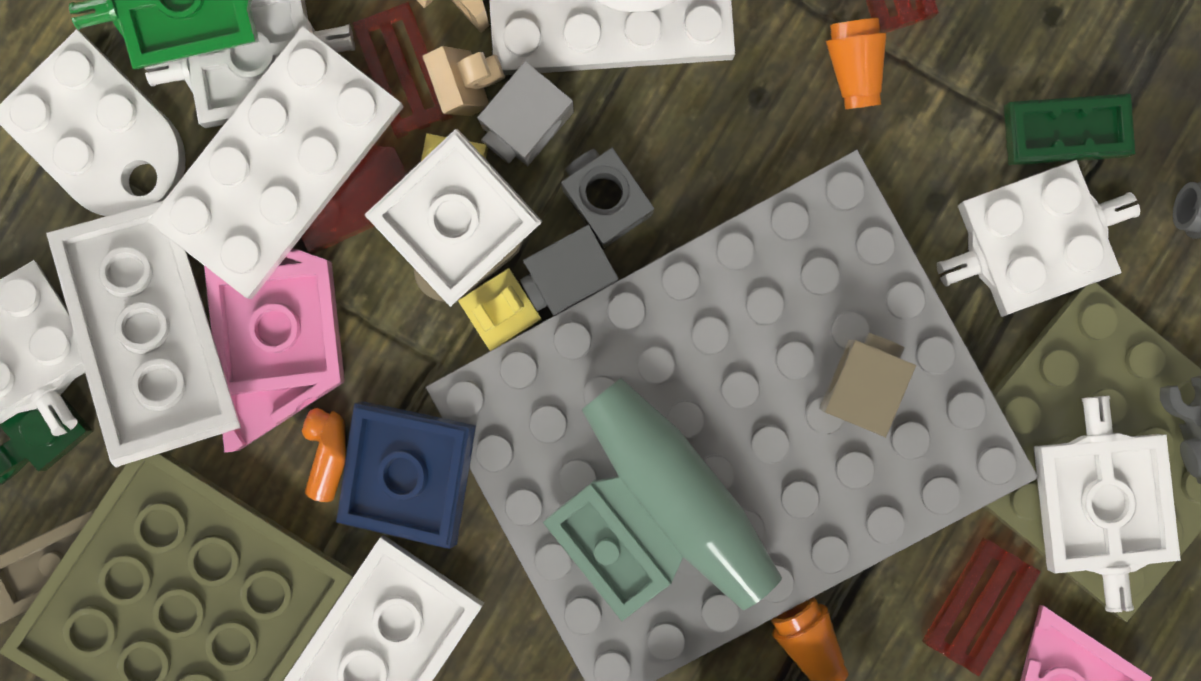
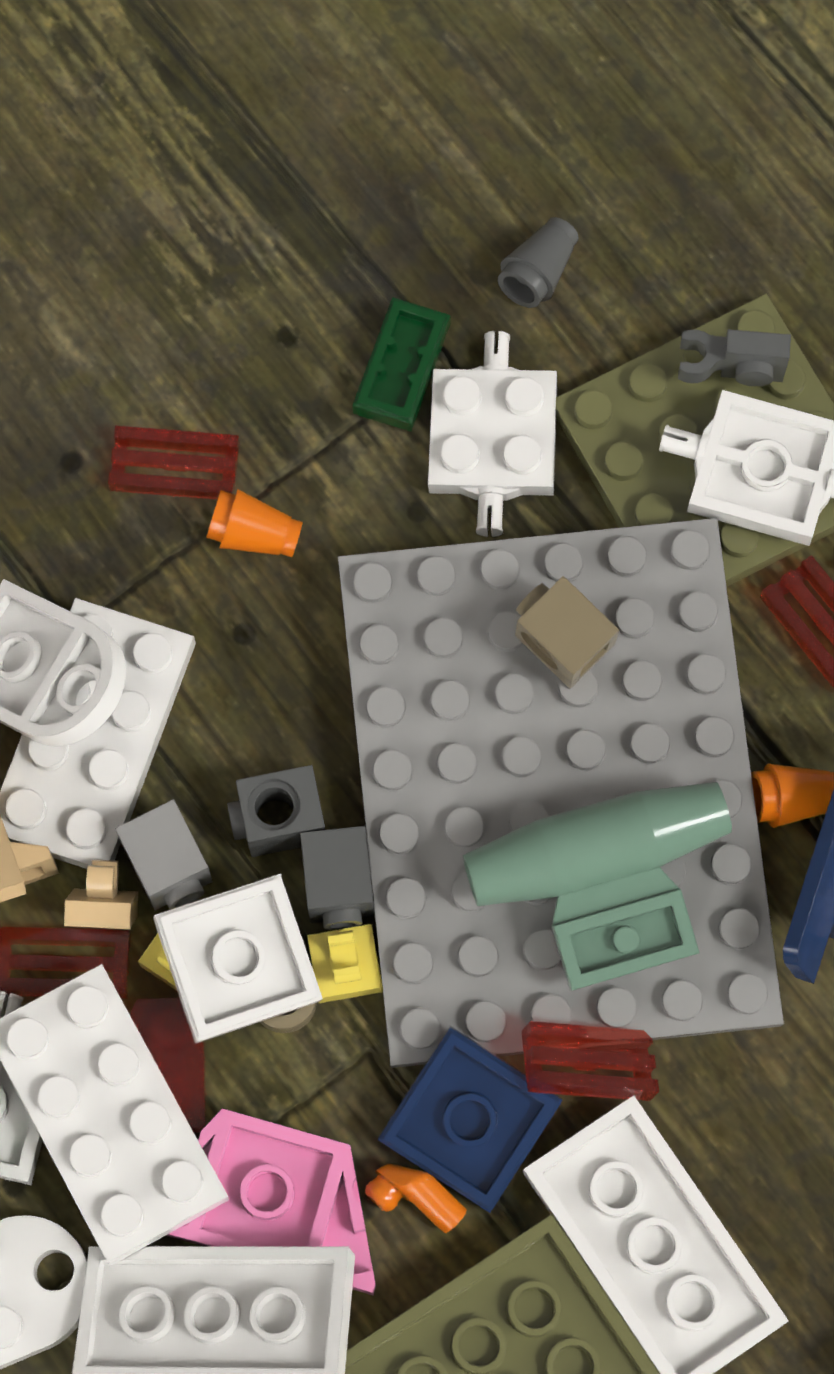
camera: 60 degrees left, 15 degrees down
(514, 598) = (630, 1042): none -> clear red tile

